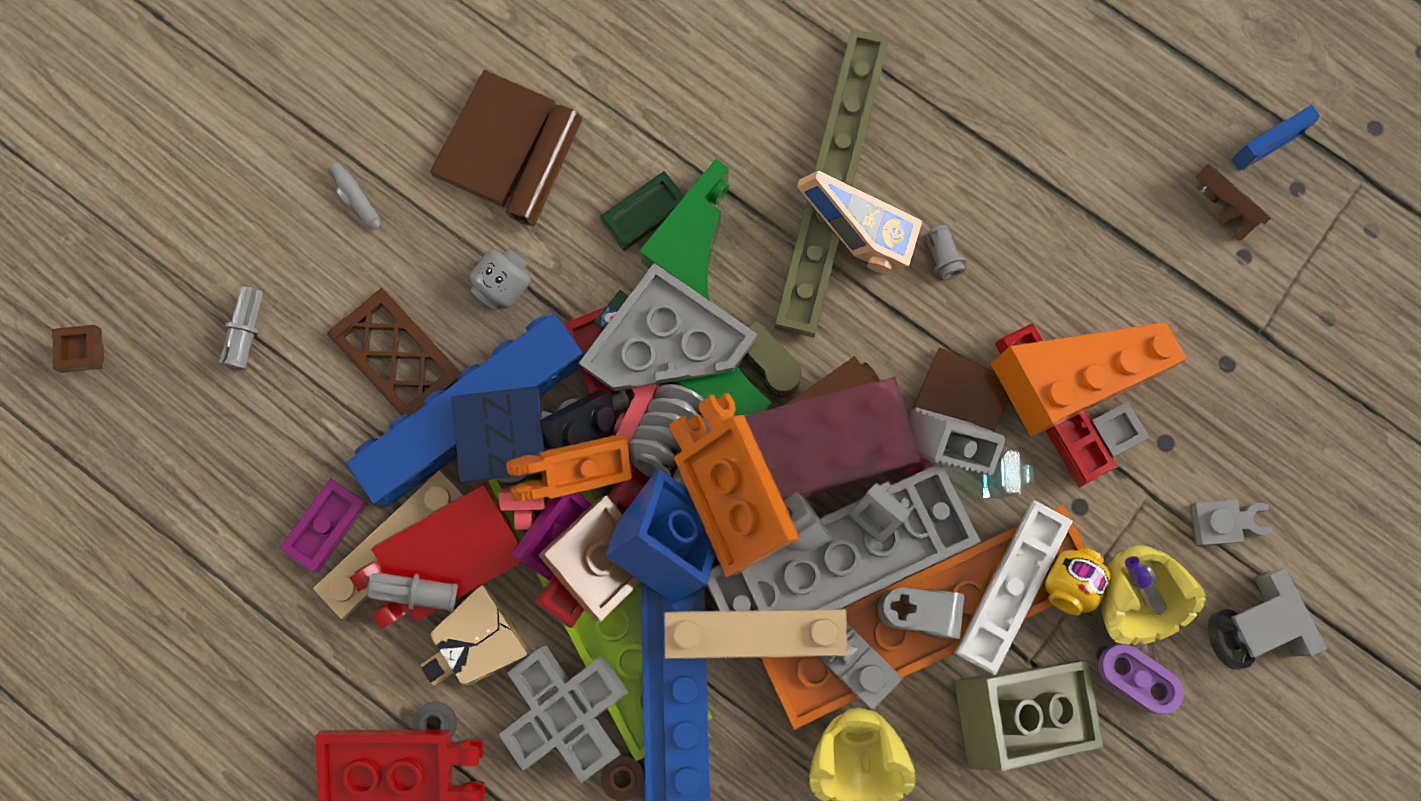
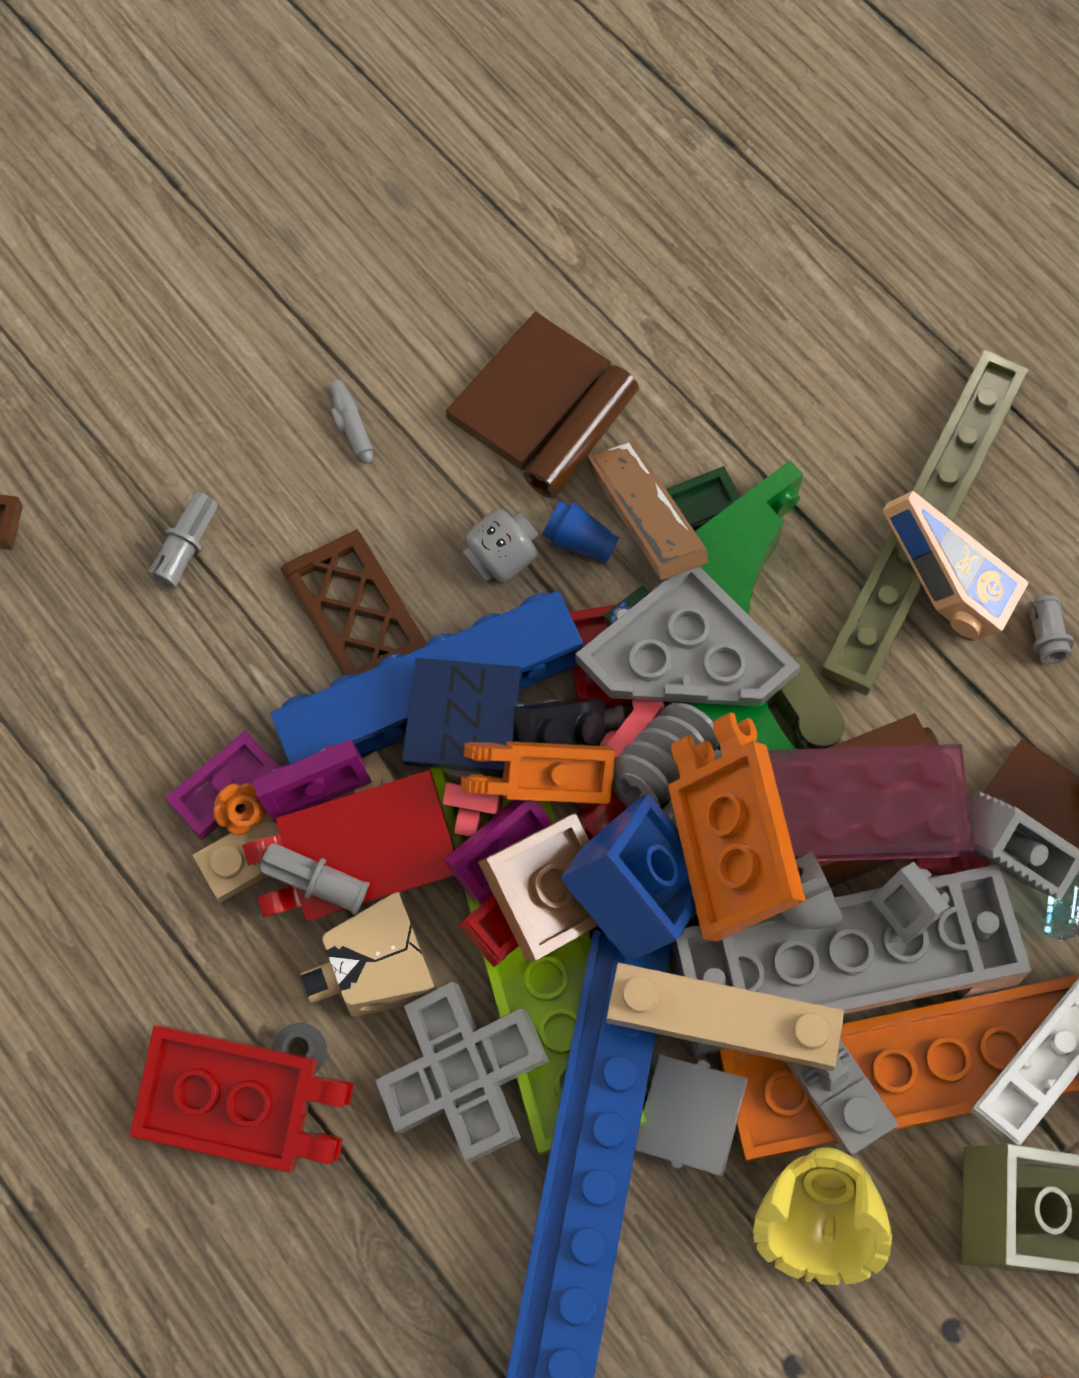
camera: 15 degrees right, 10 degrees down
(332, 537) = (226, 803): none -> orange plate
(392, 511) = (312, 780): none -> magenta plate
(560, 252) = (579, 533): none -> blue cone
(610, 226) = (647, 510): none -> medium nougat tile
(637, 778) = (520, 1190): reddish brown plate -> none
(745, 703) = (691, 1114): none -> light grey piece
(929, 611) = (948, 1049): light grey piece -> none

